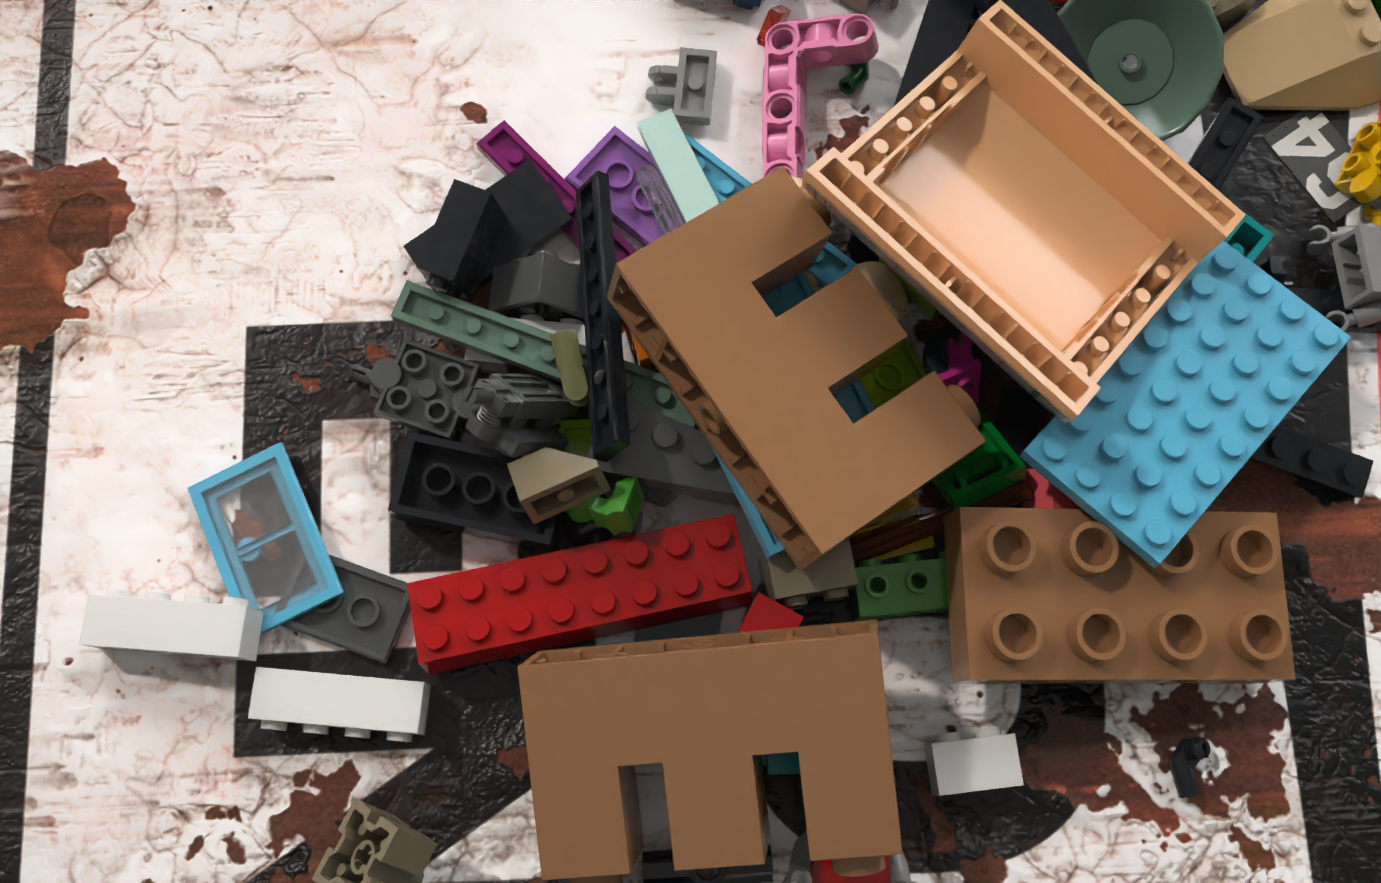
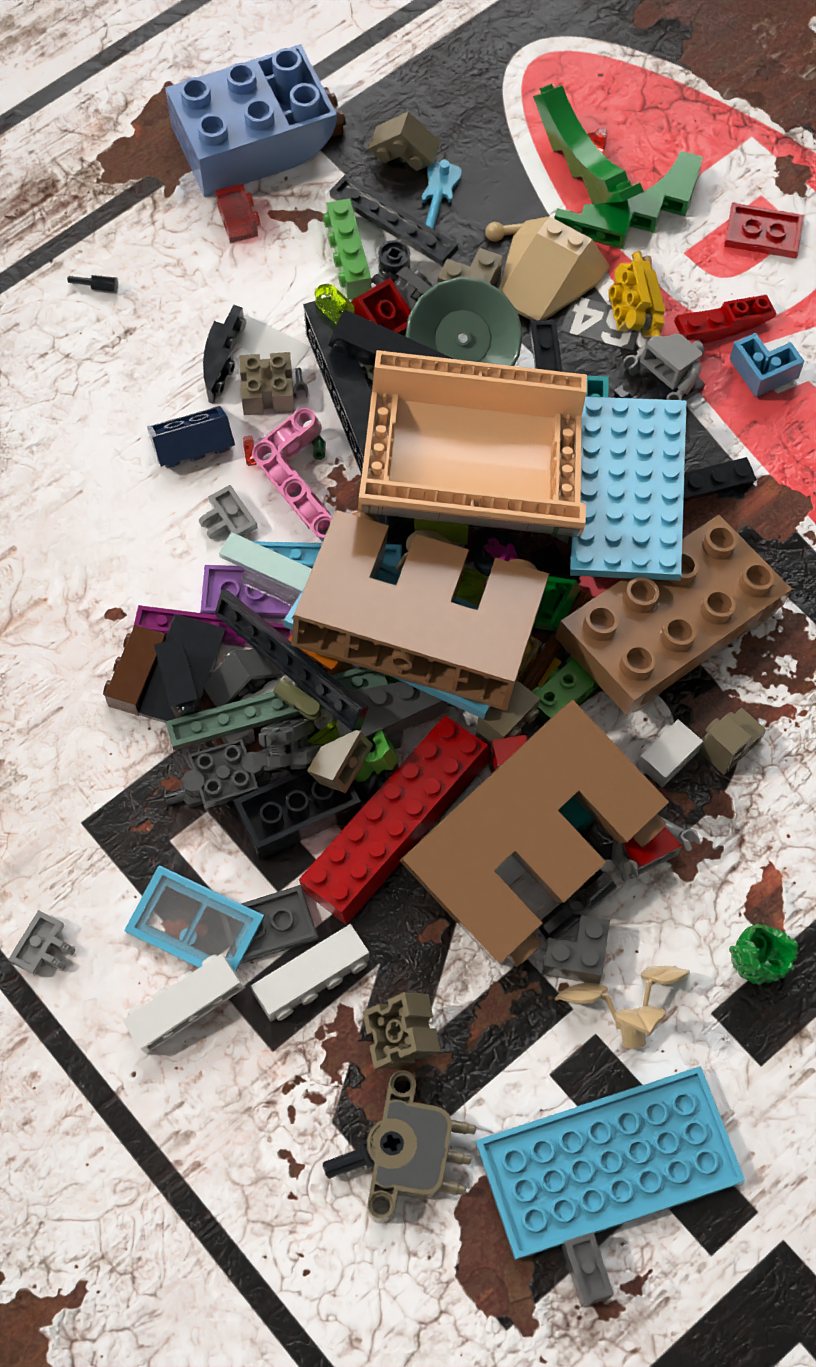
camera: 35 degrees left, 10 degrees down
(83, 431) = (37, 942): none -> light grey hinge
(417, 201) = (133, 670): none -> reddish brown brick
(1064, 811) = (731, 739): none -> dark tan brick
(1183, 762) = (773, 674): black arm -> none

